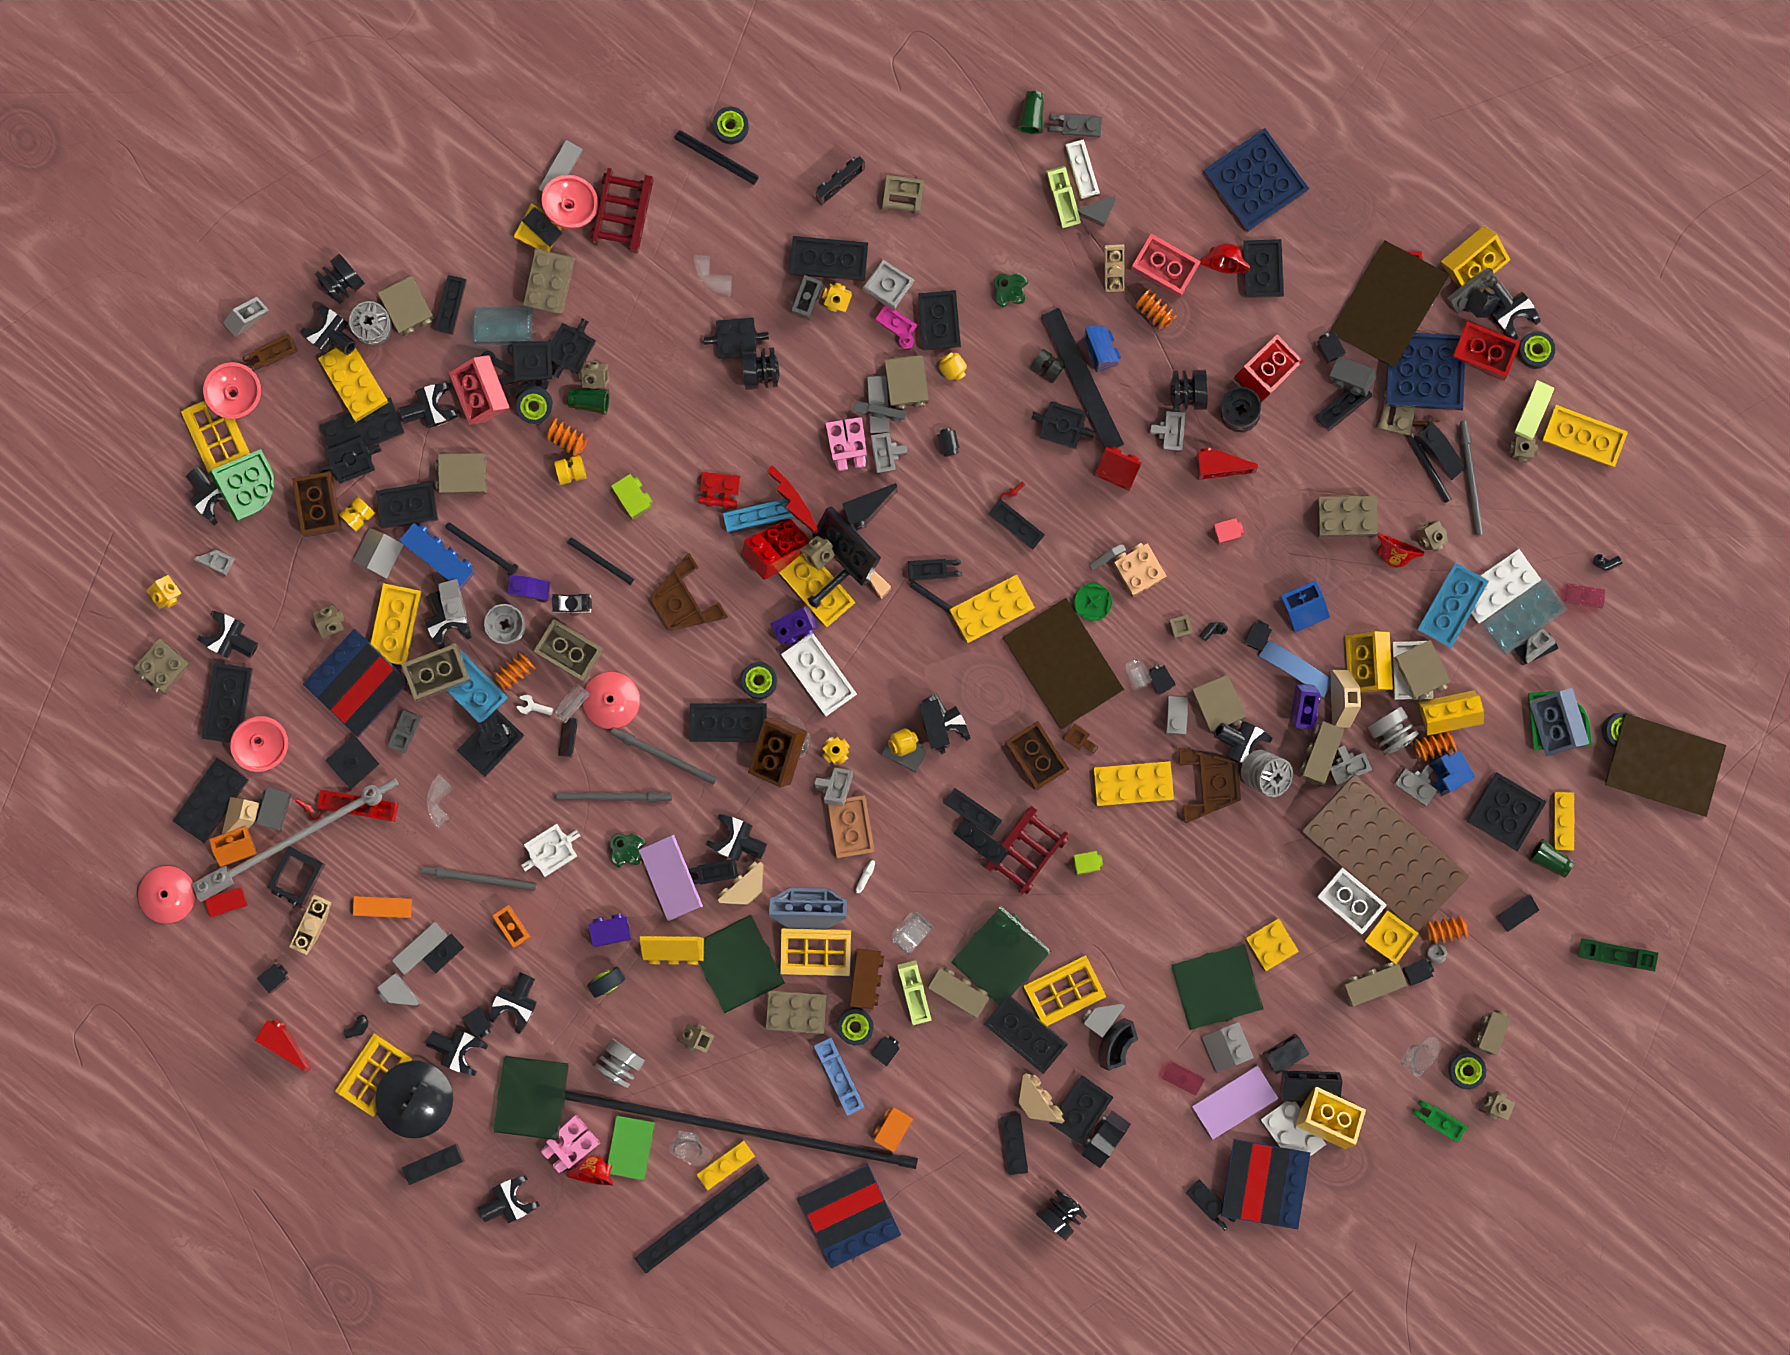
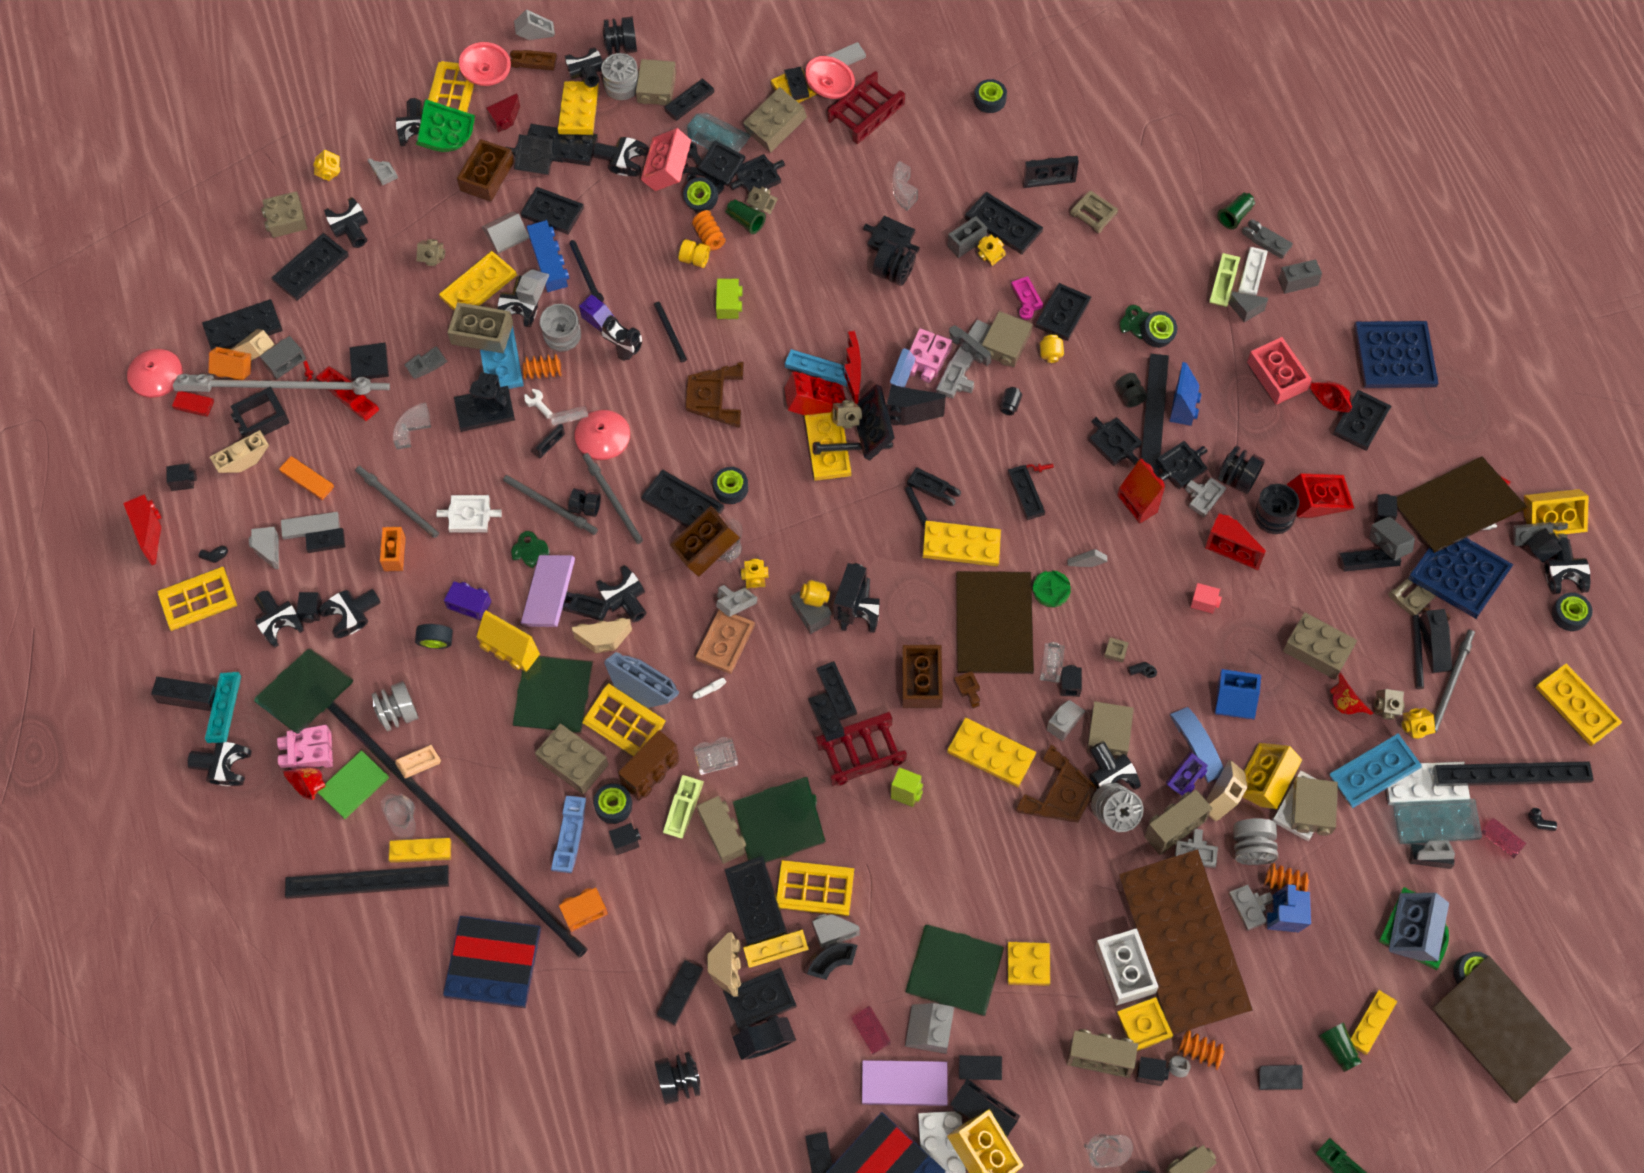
camera: 30 degrees right, 20 degrees down
(262, 754) = (296, 303): coral dish -> none
(287, 430) = (504, 112): none -> dark red slope
(356, 682) = (415, 306): plate -> none
(357, 513) = (510, 193): yellow wheel -> none
(414, 1099) = (211, 634): black bracket -> none
(461, 474) = (610, 212): dark tan brick -> none
(475, 1155) = (223, 707): none -> teal plate
(568, 650) = (595, 375): dark tan brick -> none
(651, 775) = (584, 502): none -> black wheel
(671, 1095) = (418, 761): none -> light nougat plate
(696, 1038) = (473, 726): dark tan brick -> none
(716, 157) = (964, 113): black axle -> none
(719, 484) = (803, 330): red plate -> none
(794, 625) = (789, 459): dark purple brick -> none
(819, 674) = (783, 510): white plate -> none
(841, 479) = (903, 368): none -> medium blue tile
(879, 585) = (881, 474): light nougat slope -> none
(888, 285) = (1039, 265): light grey tile -> none
(1045, 284) = (1165, 323): none -> wheel
(1067, 1062) = (775, 948): none -> yellow plate
(1114, 268) = (1235, 347): tan slope -> none
(1128, 151) = (1300, 276): none -> dark grey brick
(1134, 414) = (1182, 464): none -> black plate
(1139, 569) = (1109, 584): light nougat brick -> none
(1155, 310) = (1249, 399): orange piece -> none
(1258, 636) = (1179, 696): black brick -> none
(1451, 712) = (1320, 860): yellow slope -> none
(1465, 538) = (1418, 723): none -> yellow brick
(1486, 350) = (1526, 584): red slope -> none
(1506, 811) = (1322, 979): black plate -> none
(1520, 454) = (1515, 681): dark tan brick -> none
(1534, 410) = (1543, 654): yellowish green slope -> none
(1564, 535) = (1513, 773): none -> black tile

